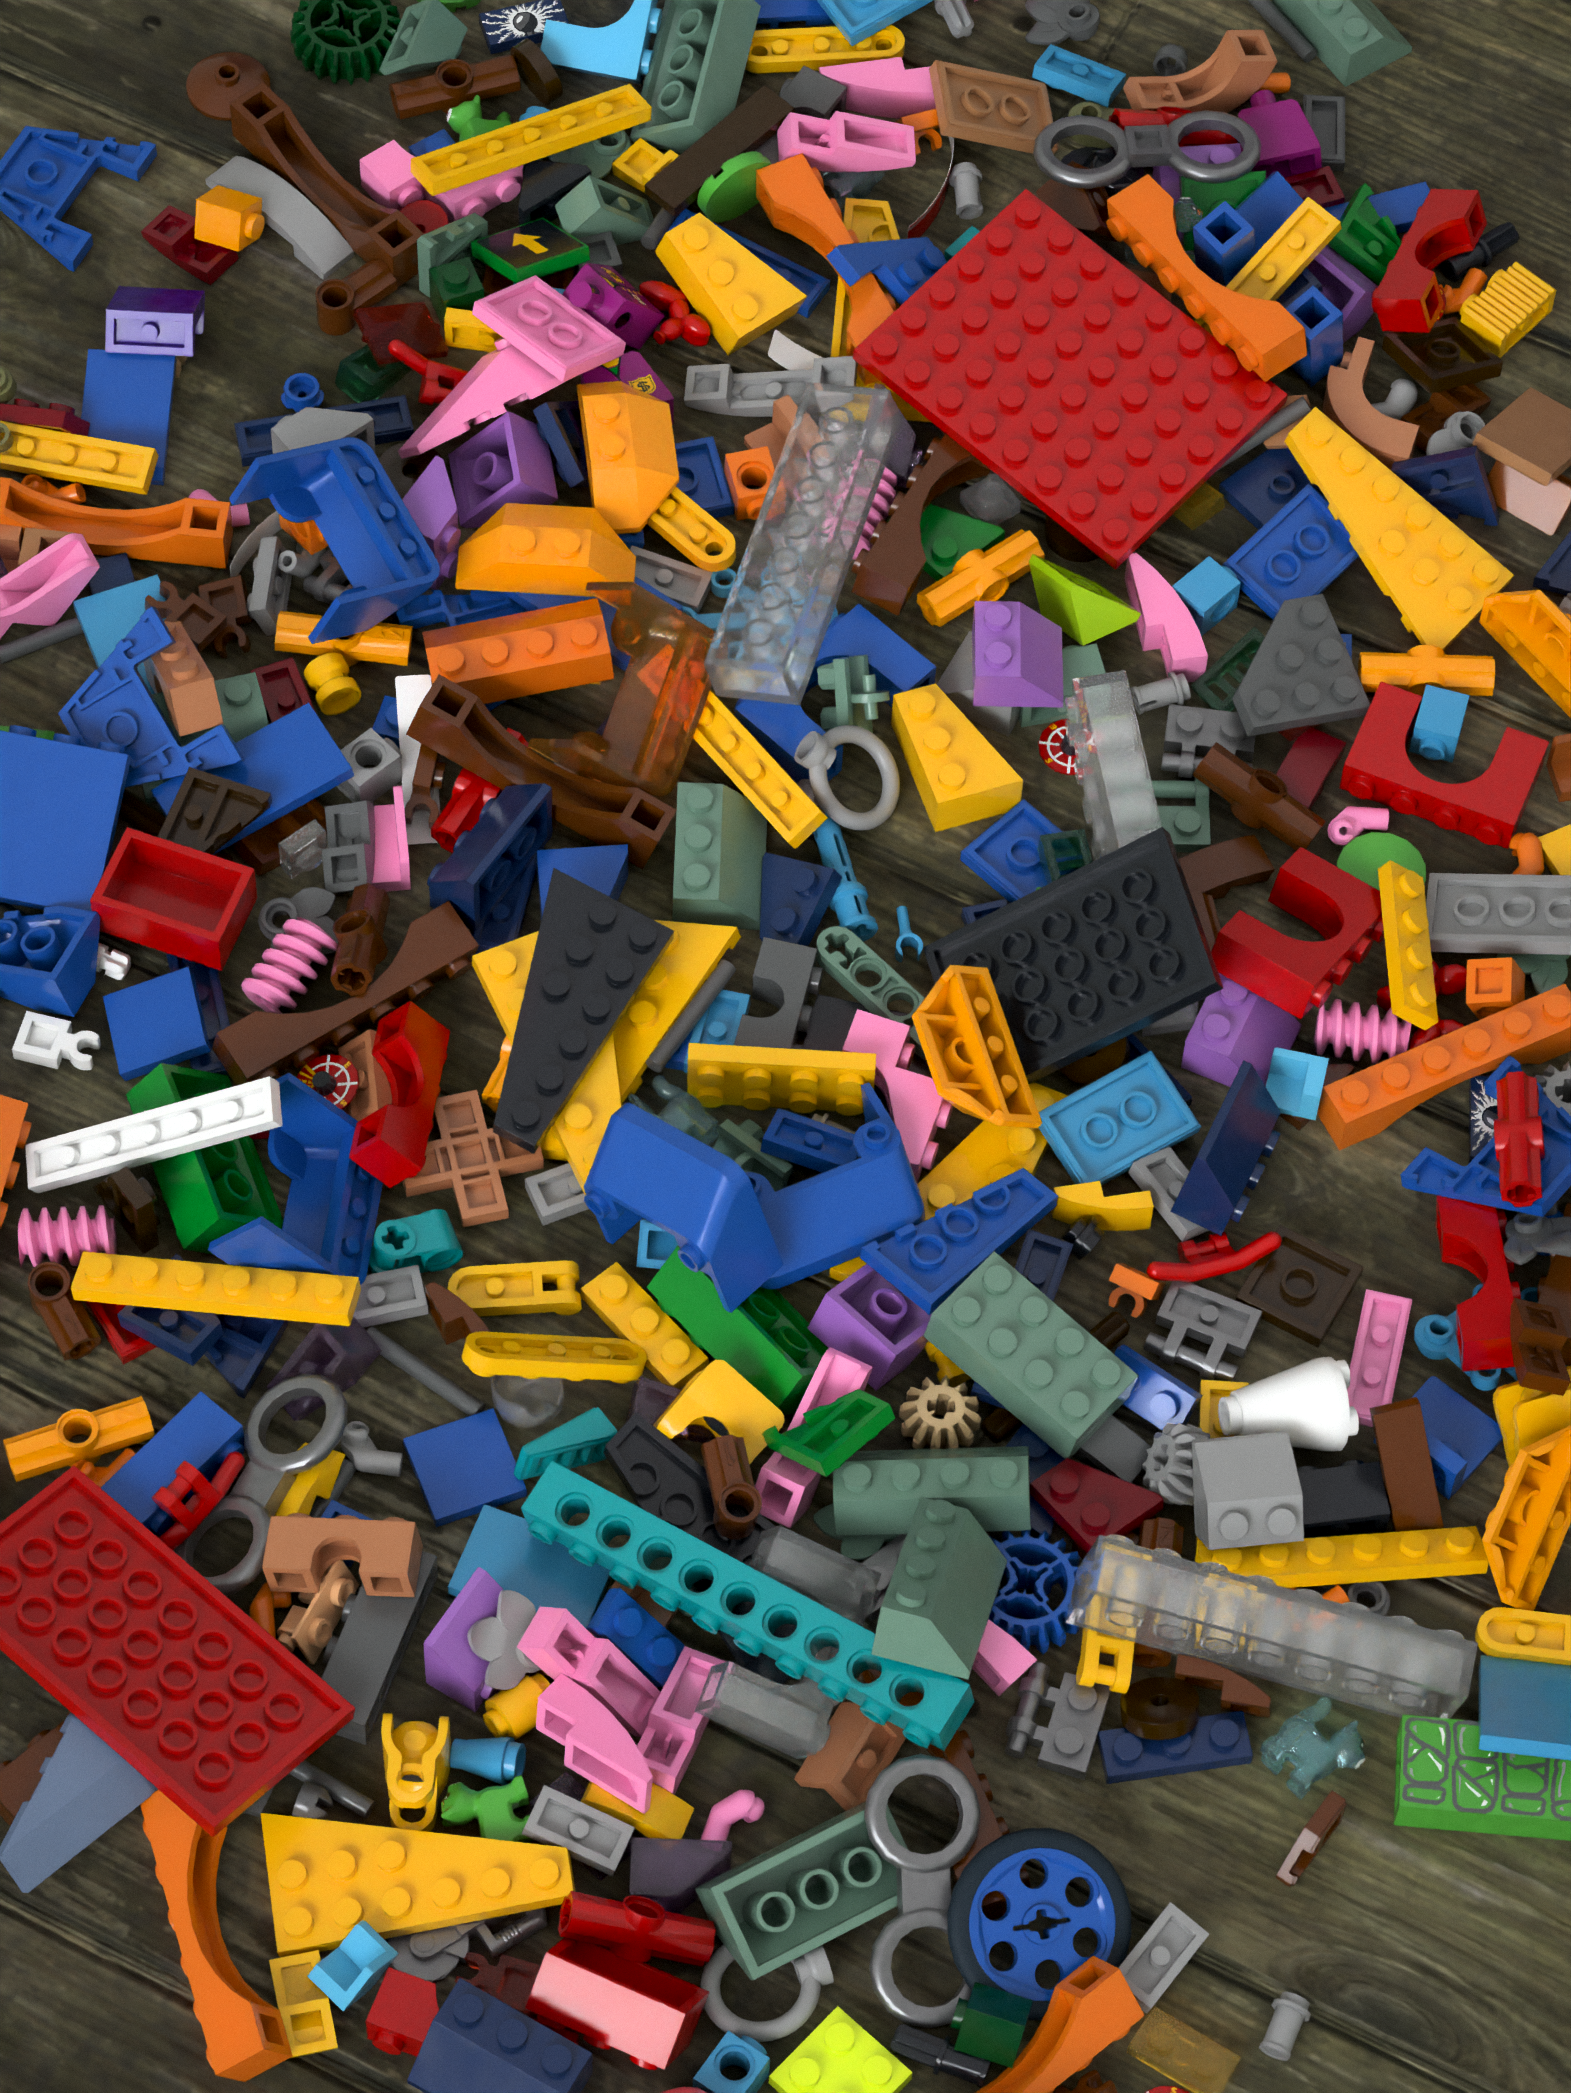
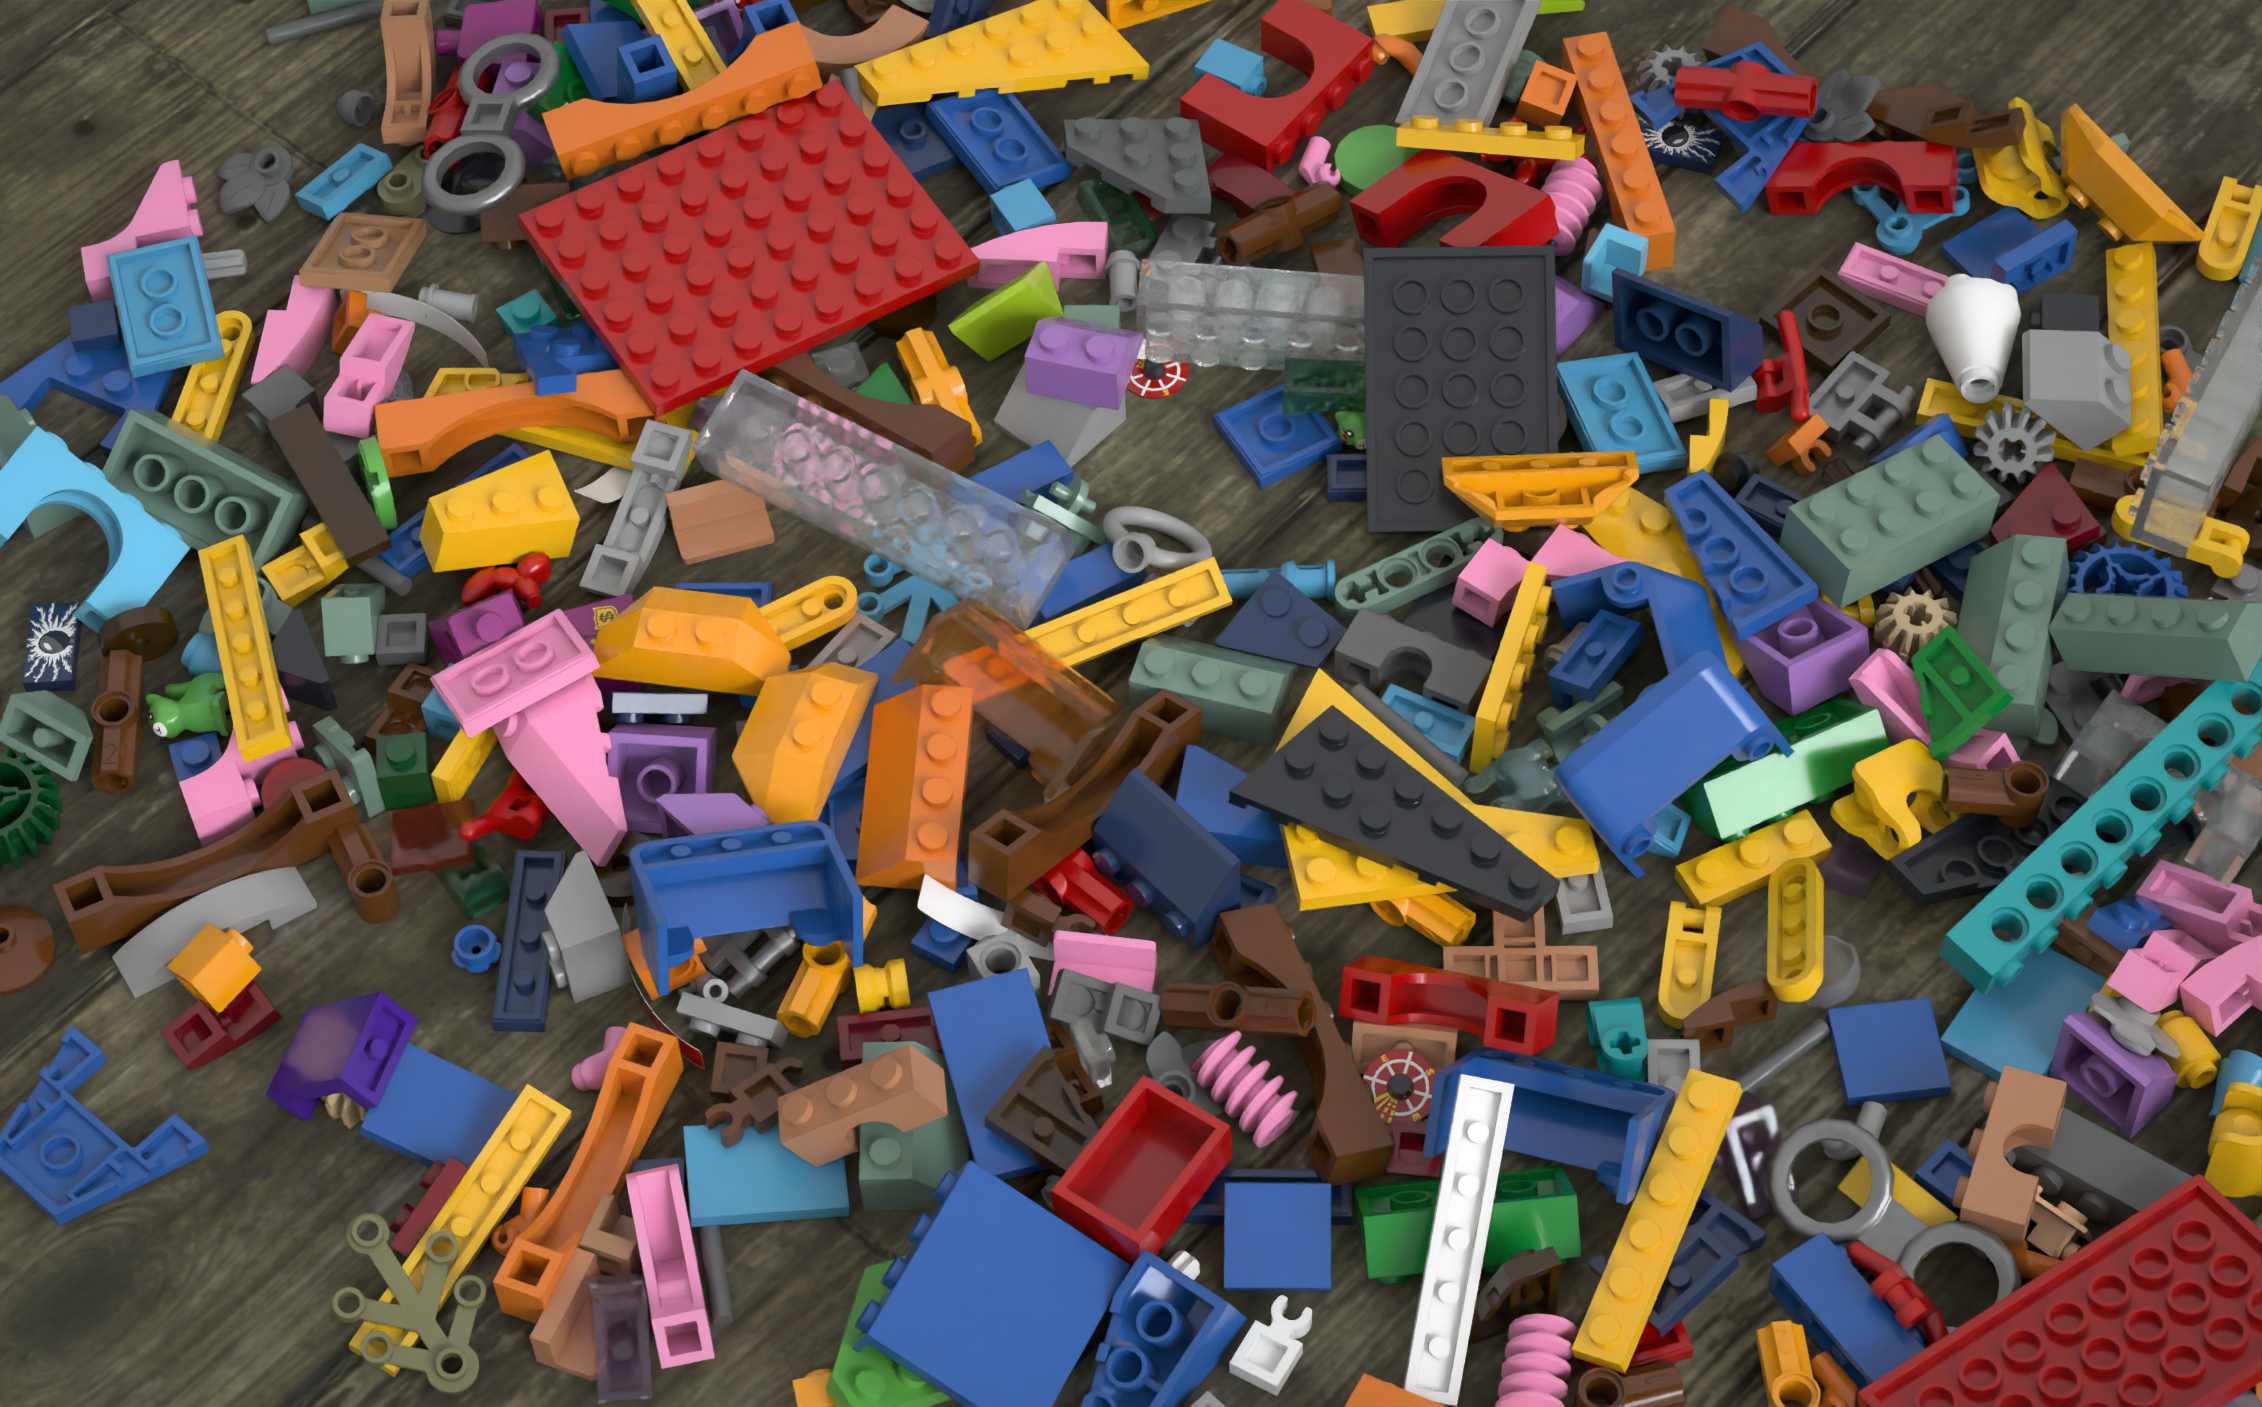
camera: 70 degrees left, 5 degrees down
(121, 711) = (896, 1170): blue wing -> none
(530, 250) = (382, 686): tile -> none
(570, 1445) = (1891, 944): teal slope -> none
(746, 469) = (757, 553): orange brick -> none
(906, 936) = (1358, 549): dark azure hand -> none
(951, 761) = (1155, 459): yellow wedge -> none
(1400, 399) = (837, 21): light grey arm -> none
(1406, 1466) = (2060, 261): reddish brown tile -> none
(1427, 666) = (1170, 69): light orange piece -> none

